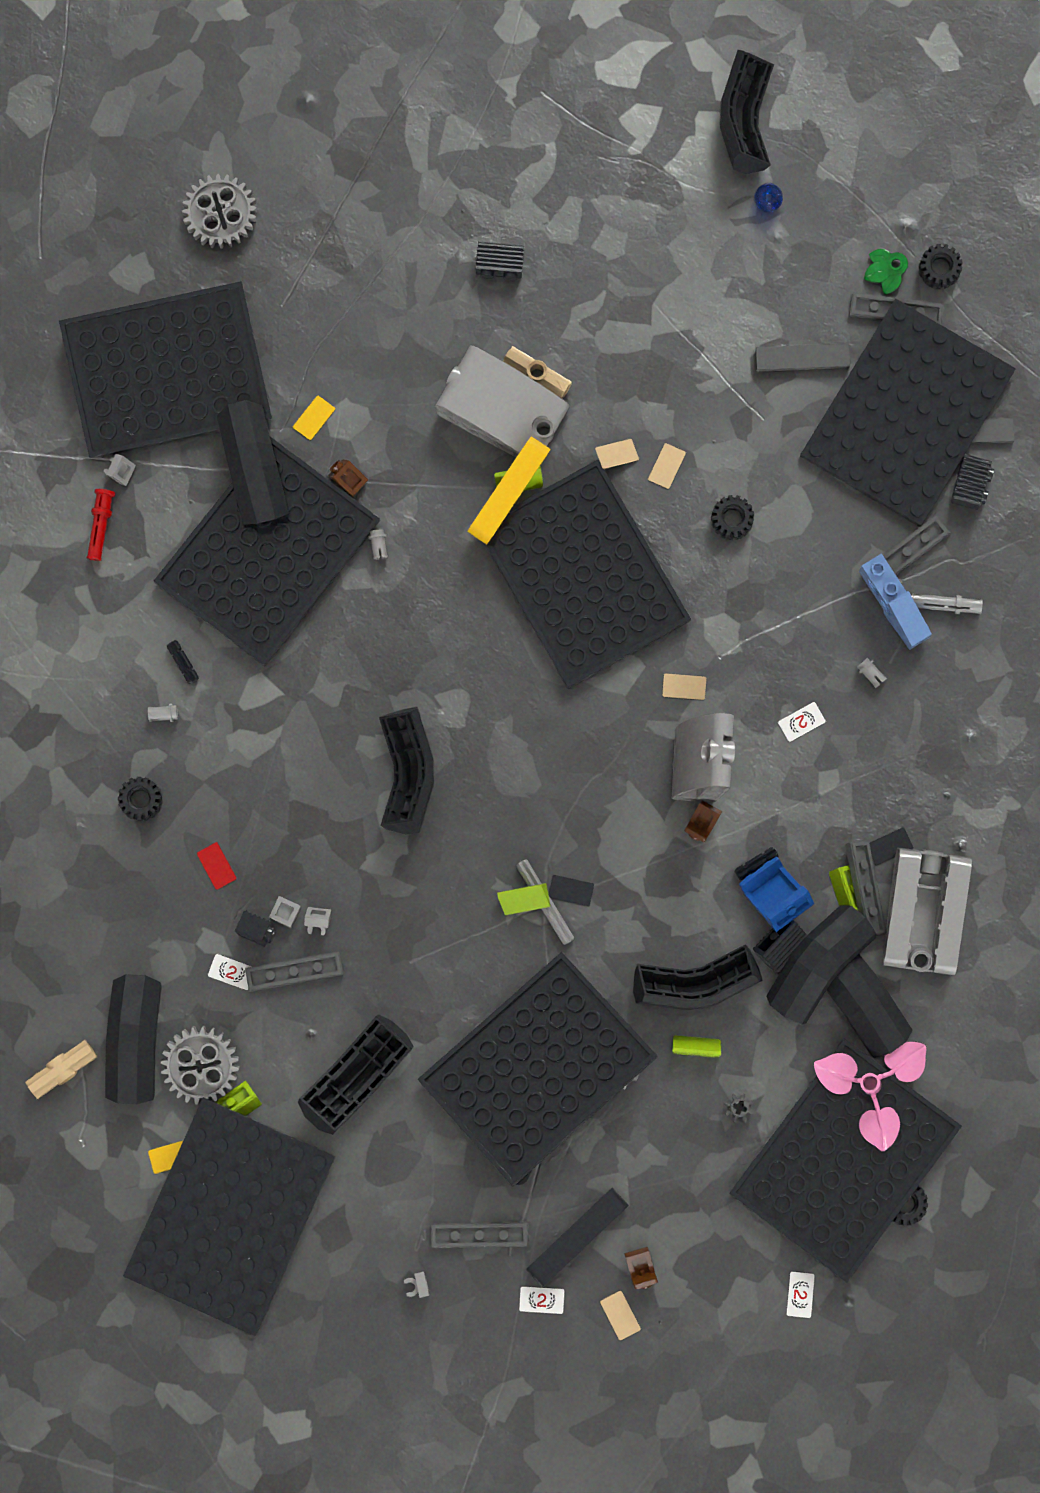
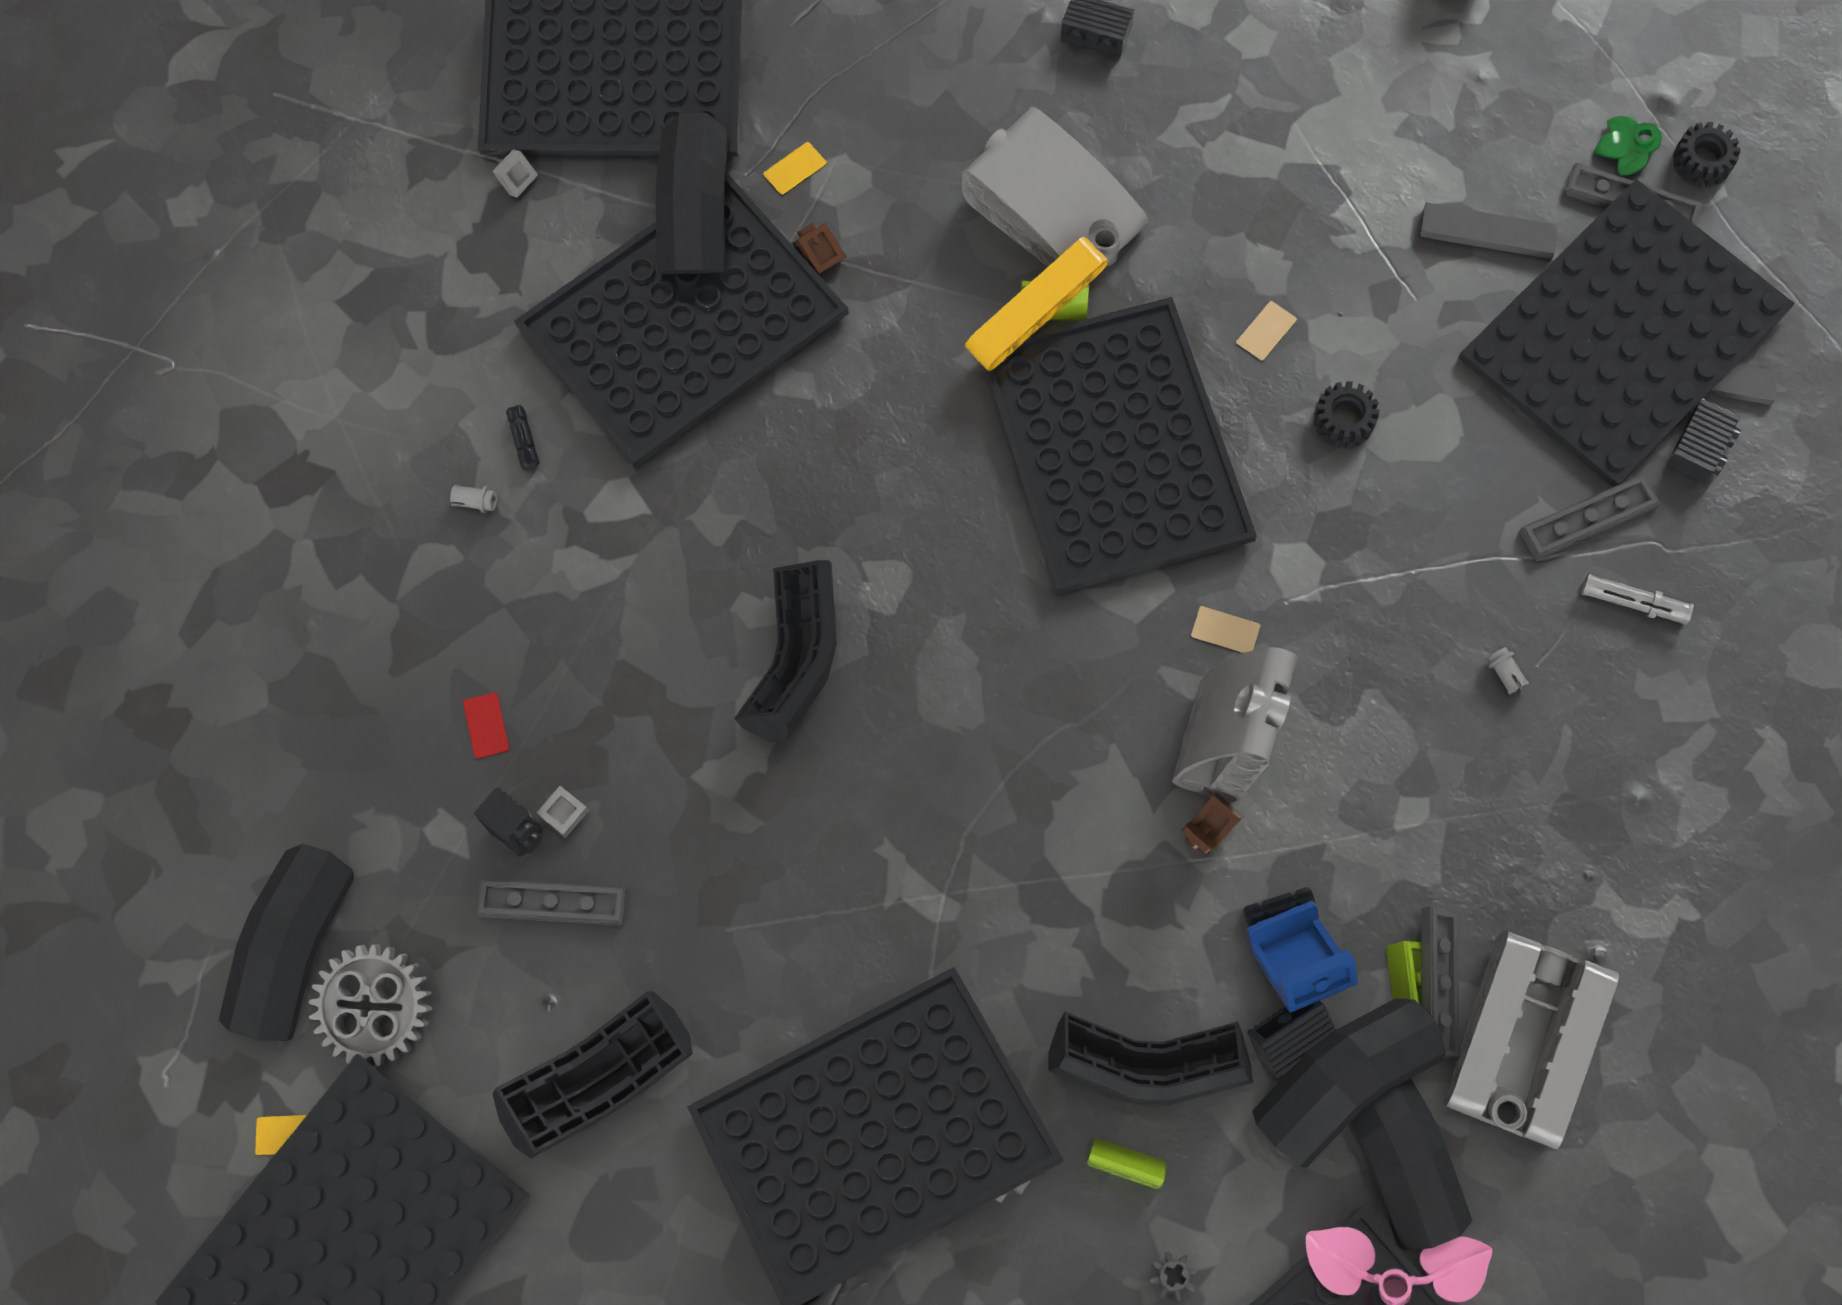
camera: 15 degrees right, 10 degrees down
(61, 1069) = (167, 962): tan piece -> none
(101, 514) = (472, 223): red pin -> none
(154, 799) = (391, 592): black tyre -> none
(229, 971) = (457, 880): white sticker -> none
(241, 1099) = (417, 1074): lime slope -> none
(317, 918) = (608, 831): light grey tile -> none
(378, 543) = (838, 335): light grey pin -> none
(524, 899) = (918, 874): lime slope -> none
(550, 379) = (1135, 184): tan piece -> none
(551, 912) = (948, 889): light grey axle -> none
(571, 890) = (991, 881): black sticker -> none
(617, 453) = (1200, 297): tan sticker -> none
(776, 197) = (1479, 31): clear blue piece -> none
(801, 721) = (1388, 718): white sticker -> none
(886, 846) = (1482, 929): black sticker -> none
(895, 601) = (1565, 575): medium blue brick -> none

